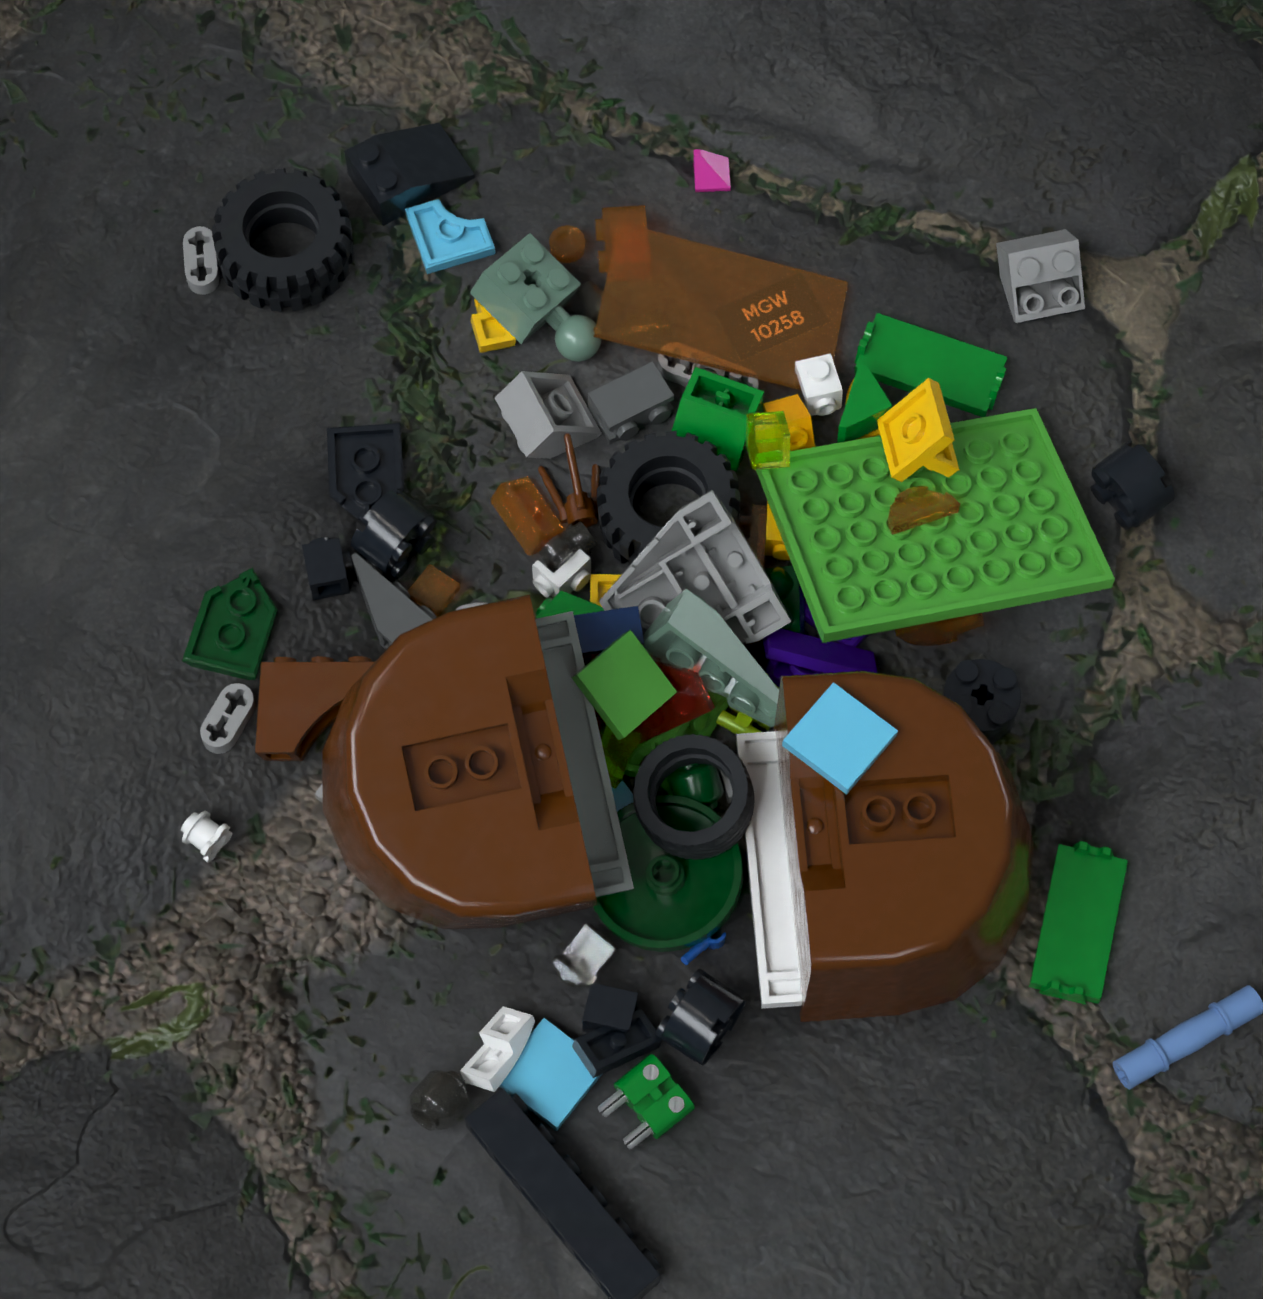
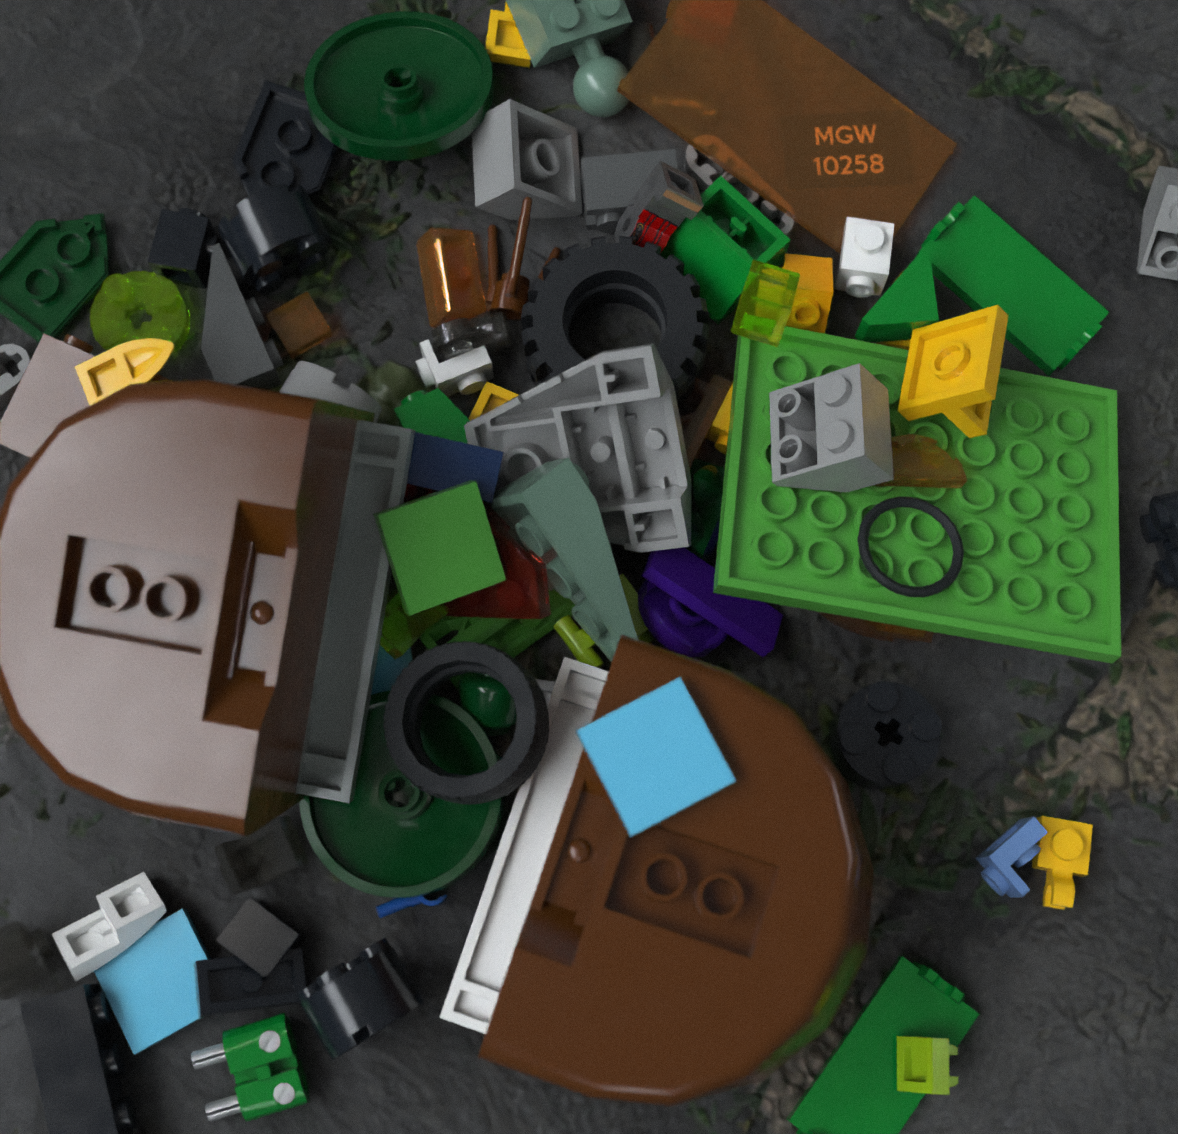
camera: 20 degrees right, 10 degrees up
(311, 610) = (133, 291): none -> clear neon green plate
(341, 660) = (123, 365): none -> yellow plate
(431, 393) = (399, 85): none -> dark green dish
(661, 404) = (660, 206): none -> flat silver leg
(854, 506) = (831, 432): none -> light grey slope
(938, 589) = (883, 579): none -> black tyre
(1098, 754) = (1014, 847): none -> medium blue bracket
(1104, 902) = (924, 1065): none -> lime tile
(1137, 733) = (1063, 855): none -> yellow plate

